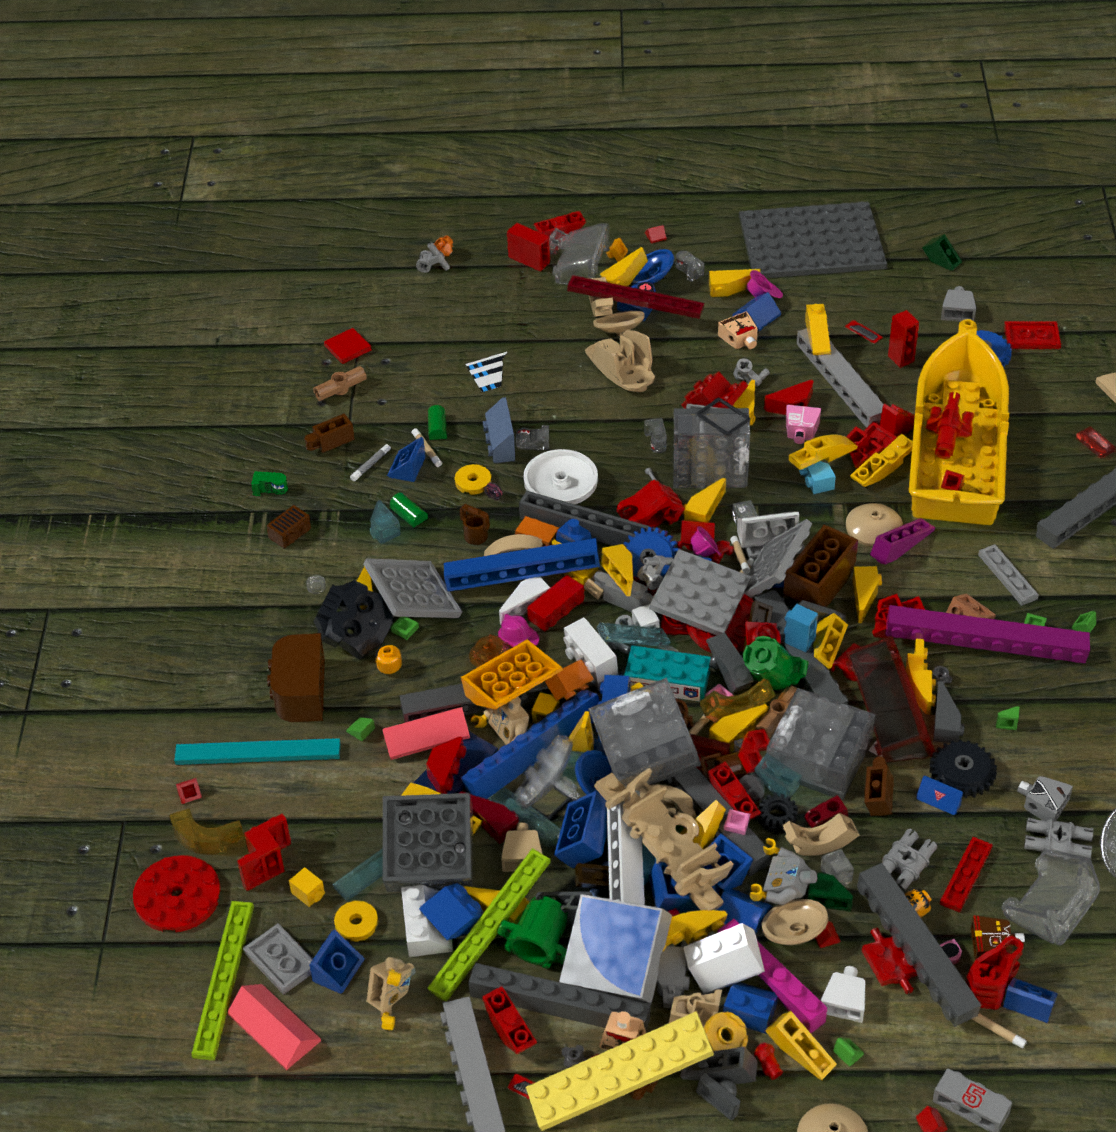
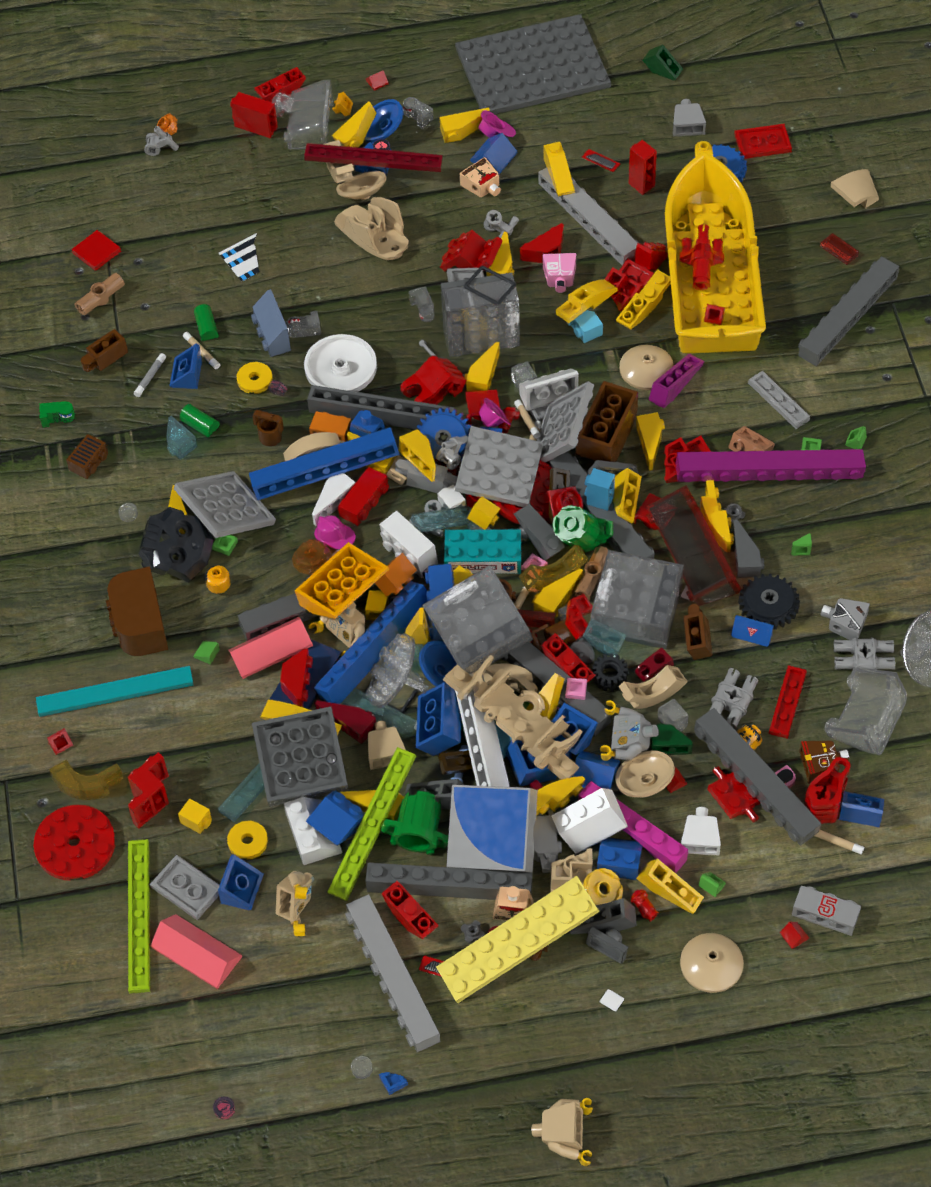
camera: 10 degrees left, 10 degrees up
(676, 636) = (484, 513): none -> yellow brick

